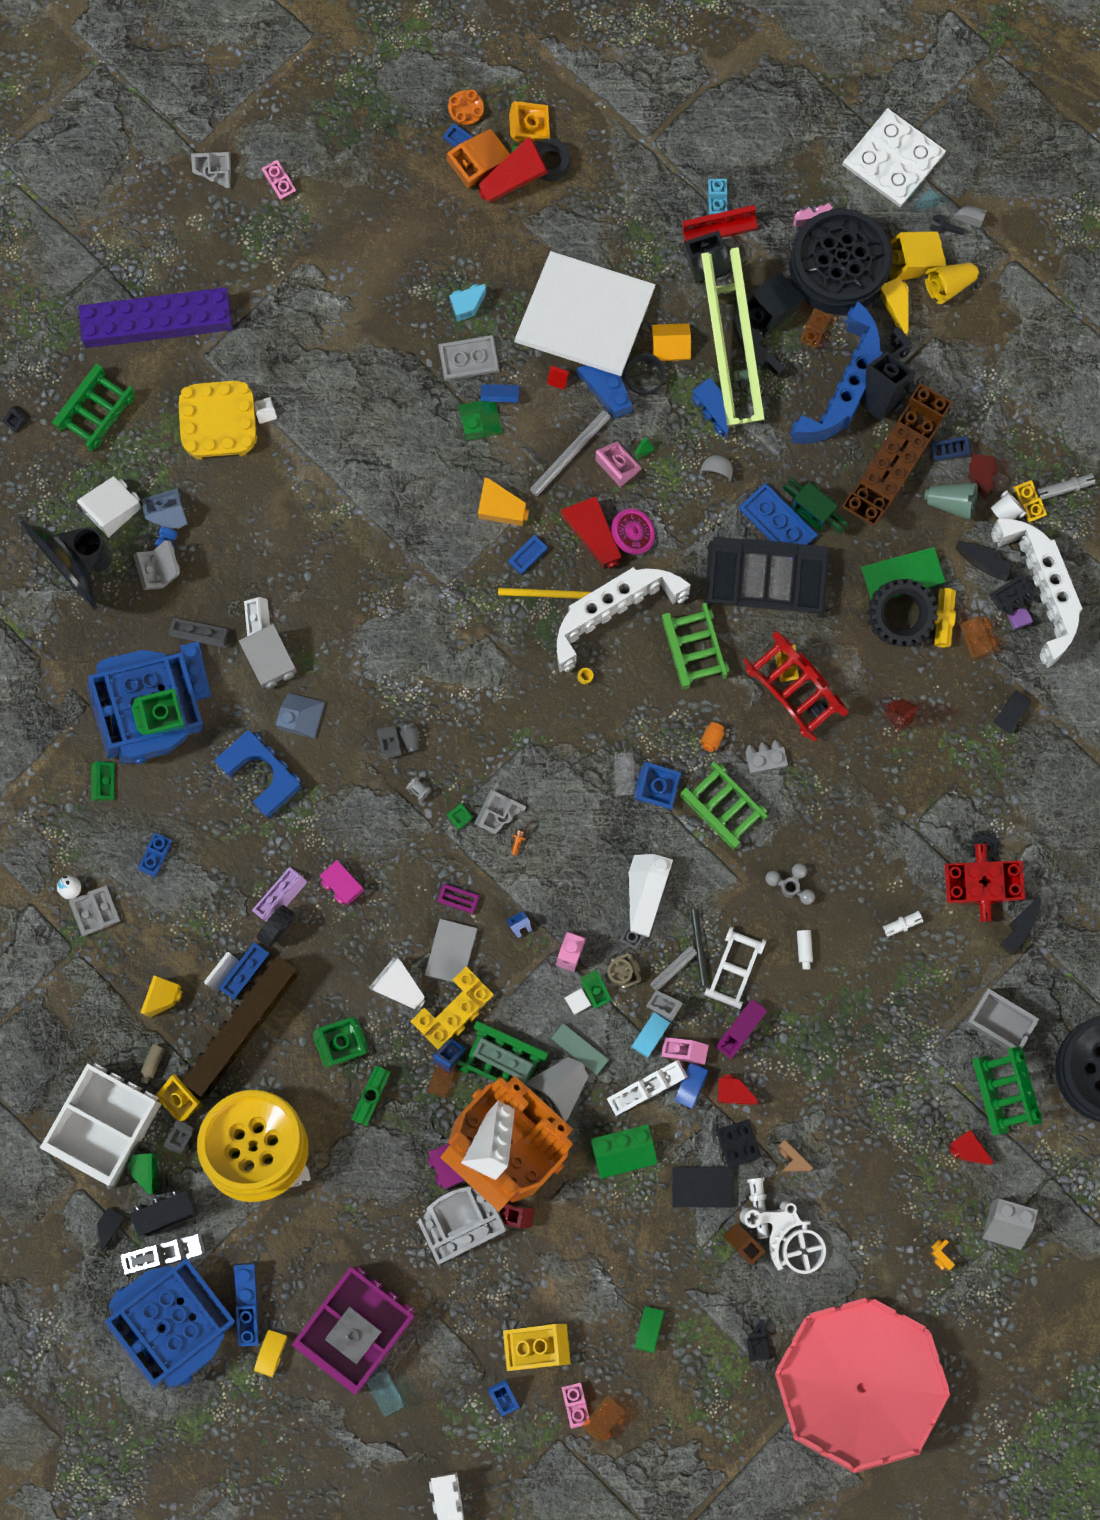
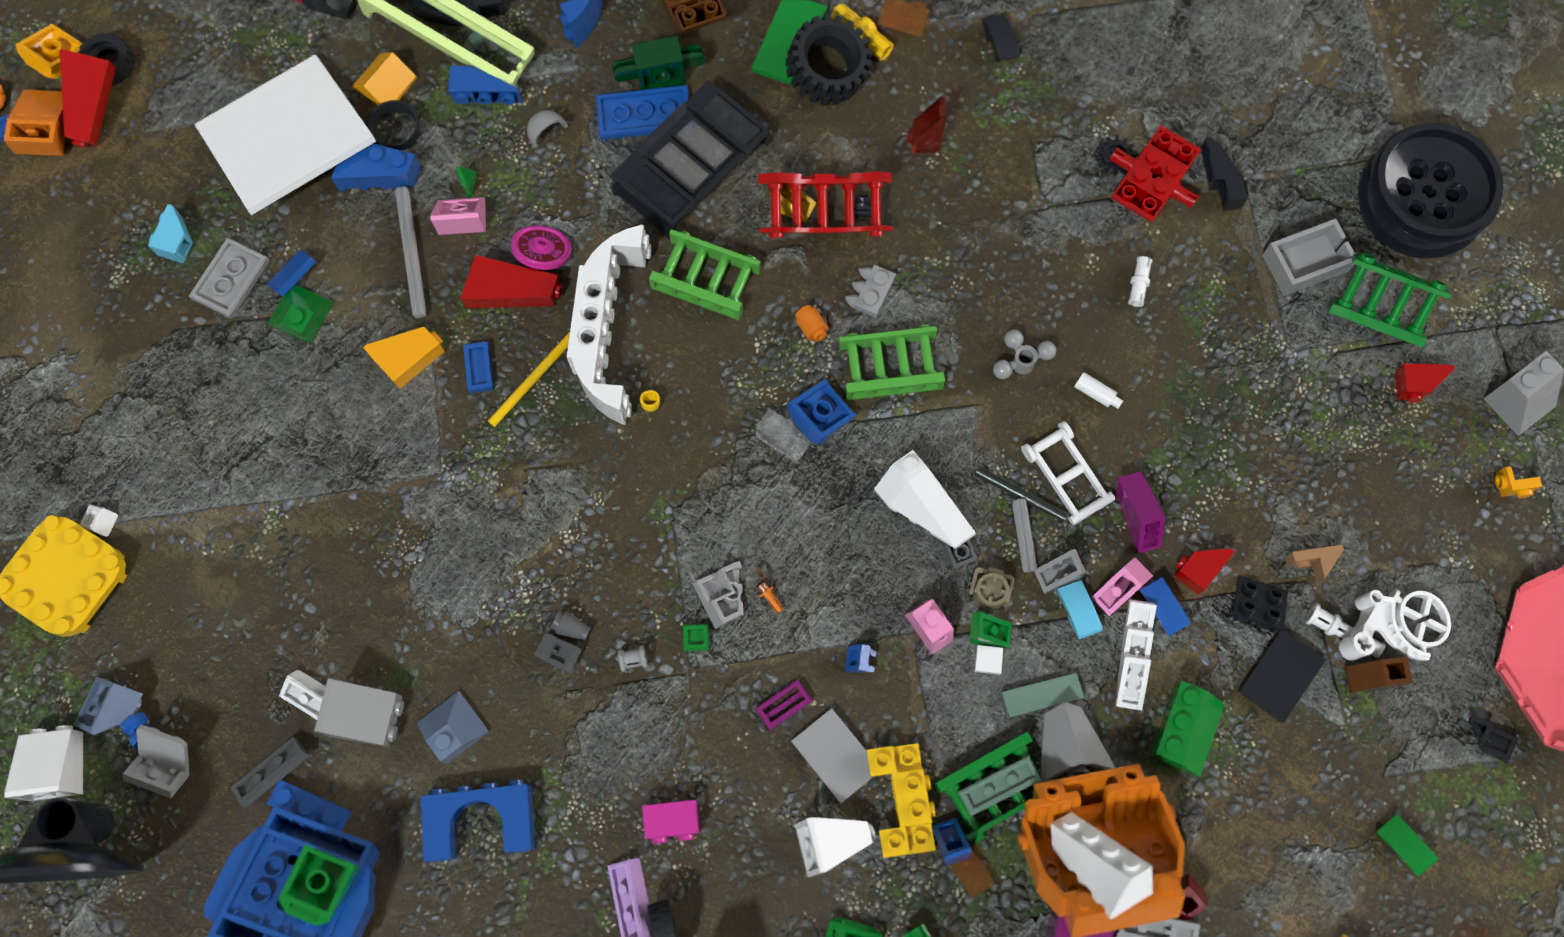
camera: 55 degrees left, 5 degrees down
(557, 377) = (324, 207): red slope -> none

